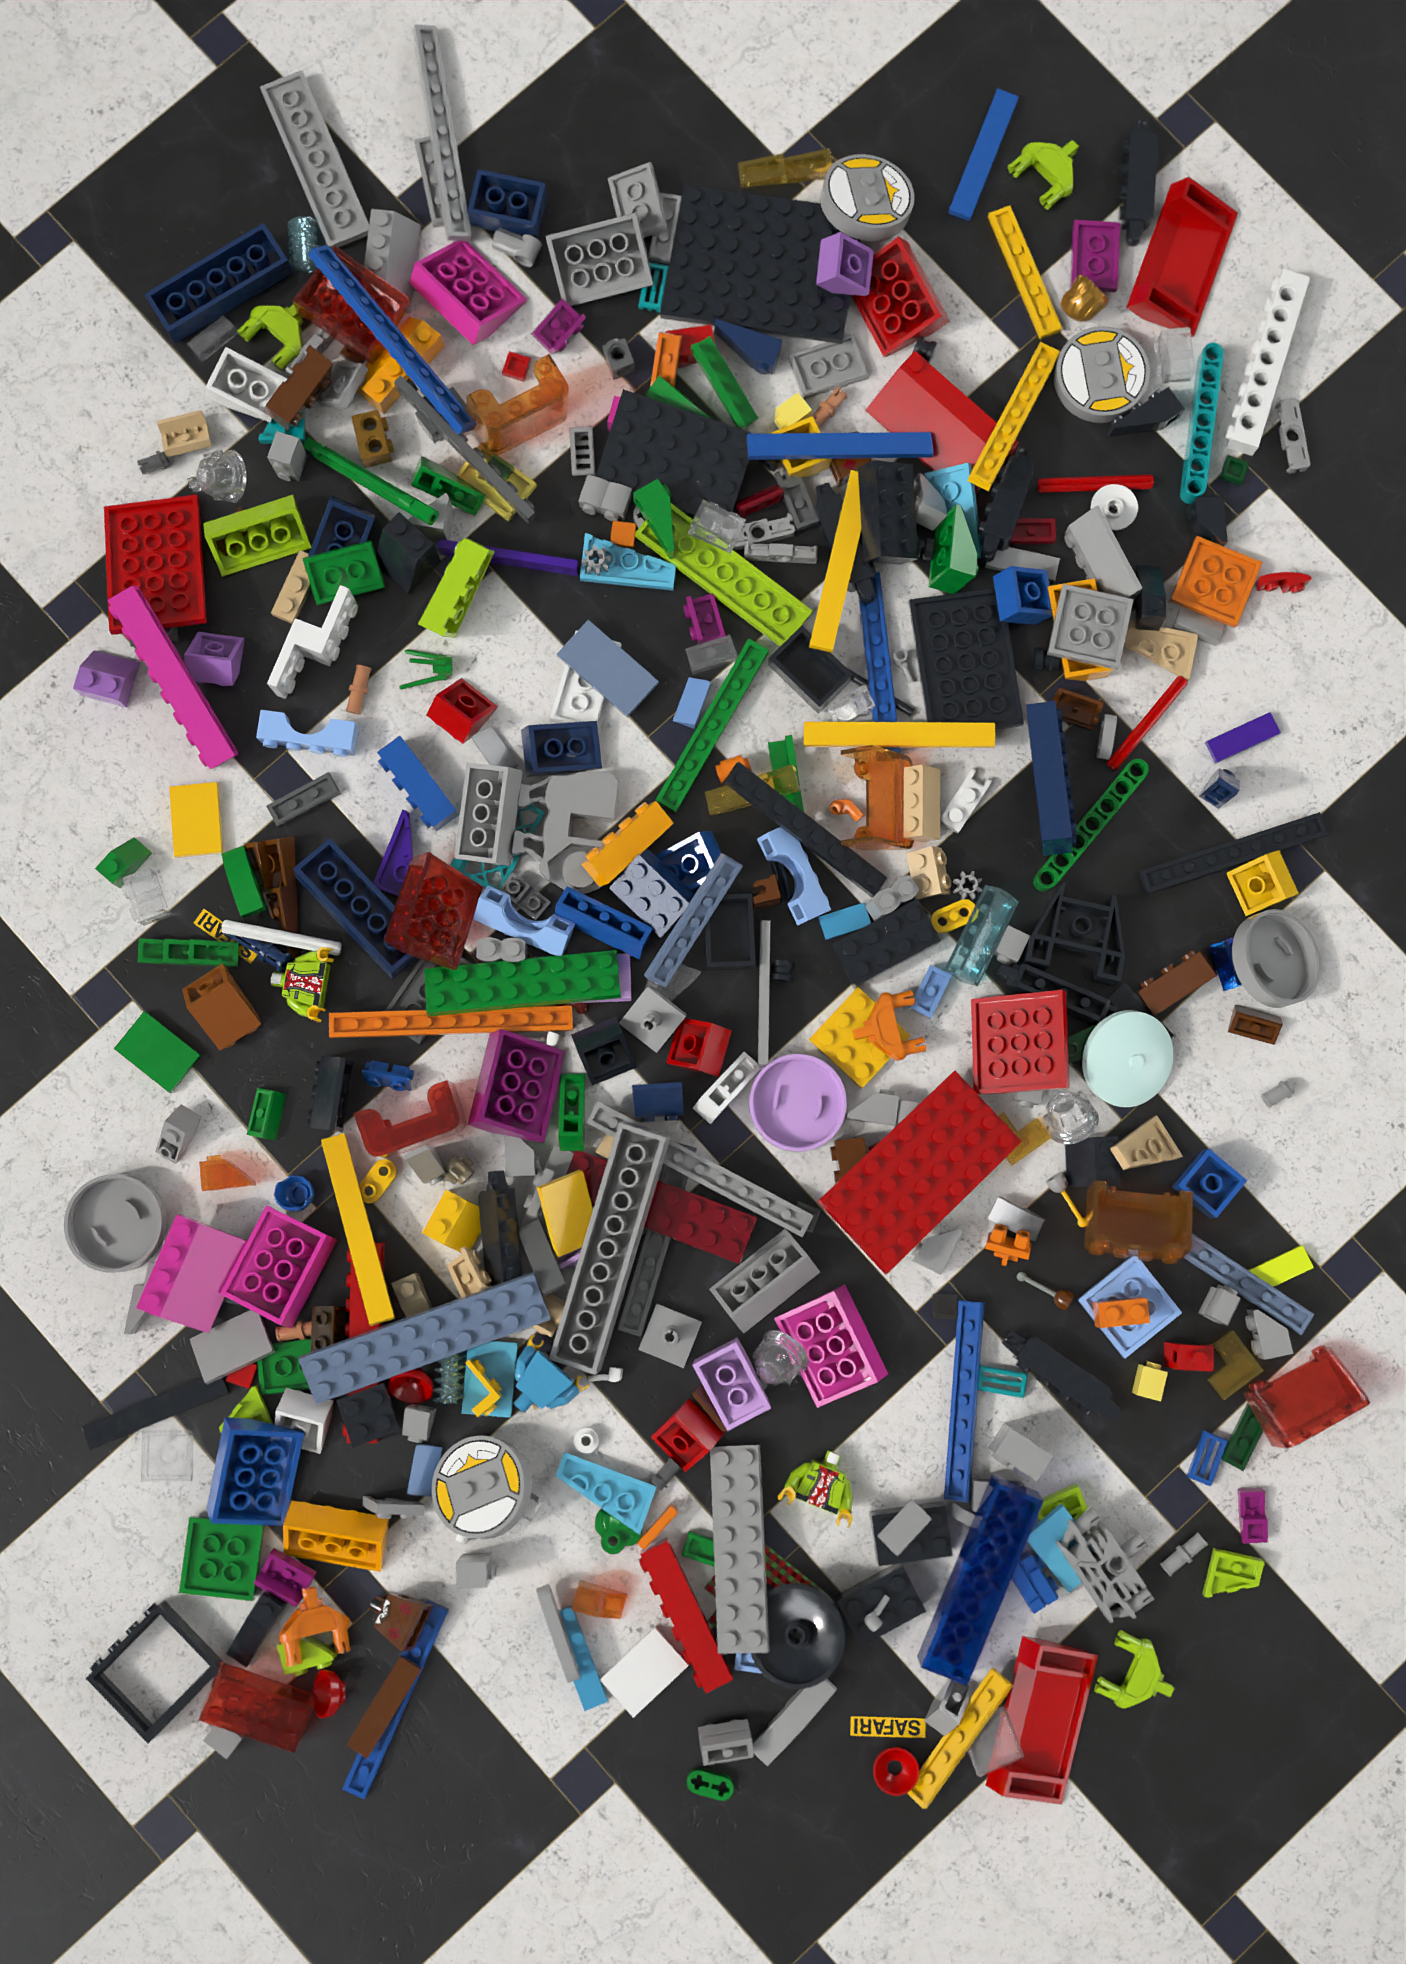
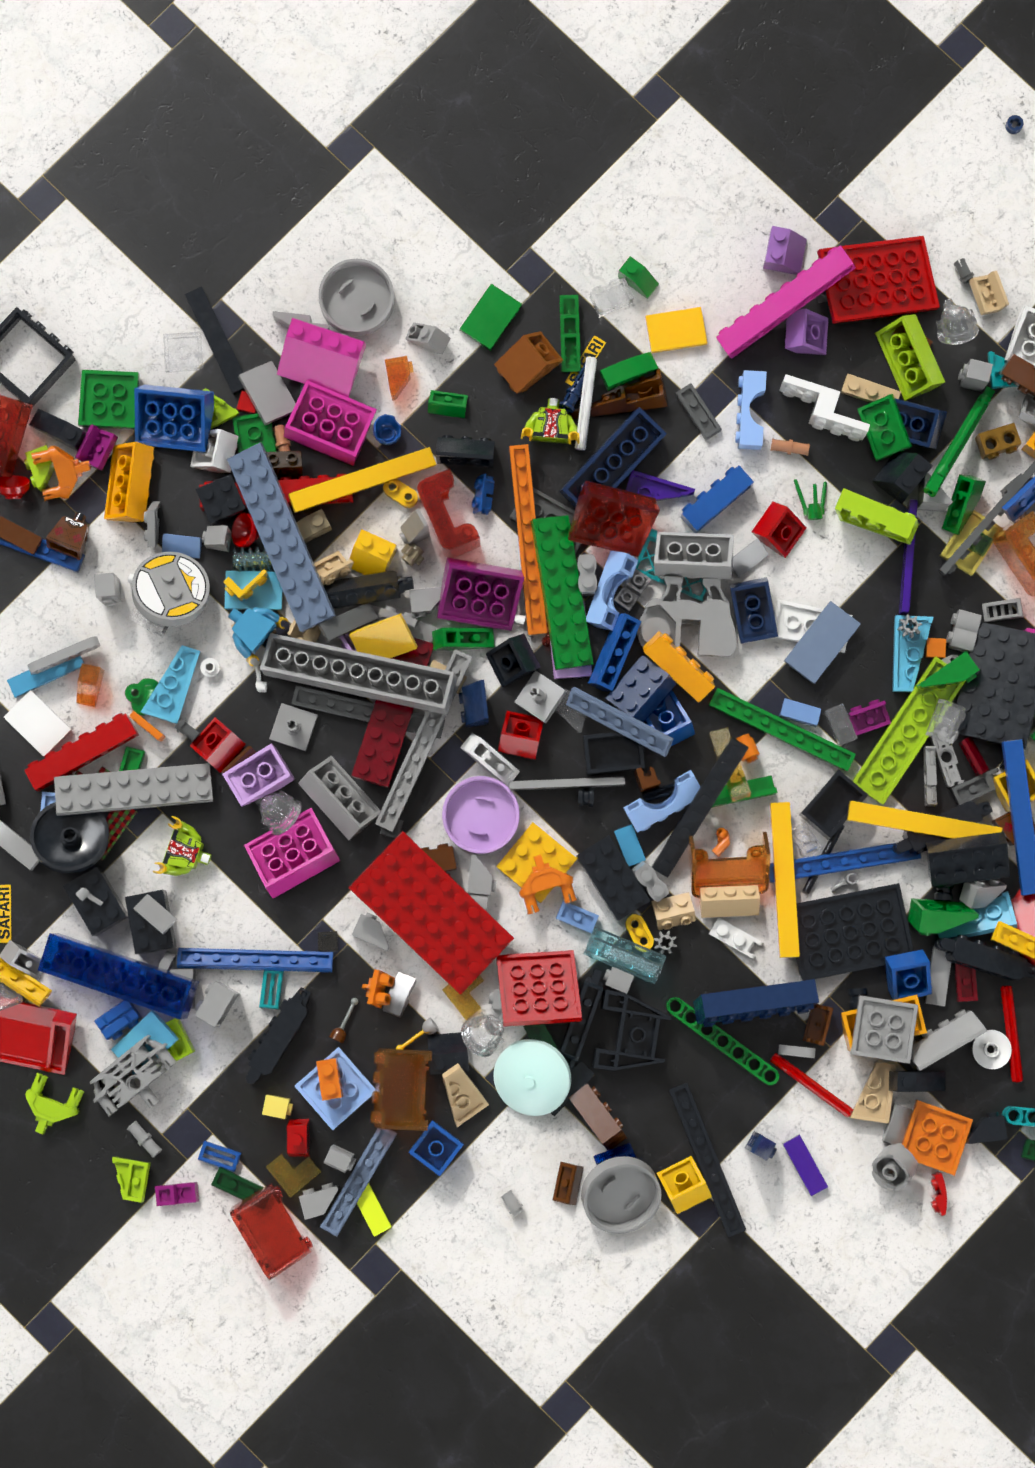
camera: 85 degrees right, 0 degrees up
(1252, 630) = (894, 1167): none -> light grey brick

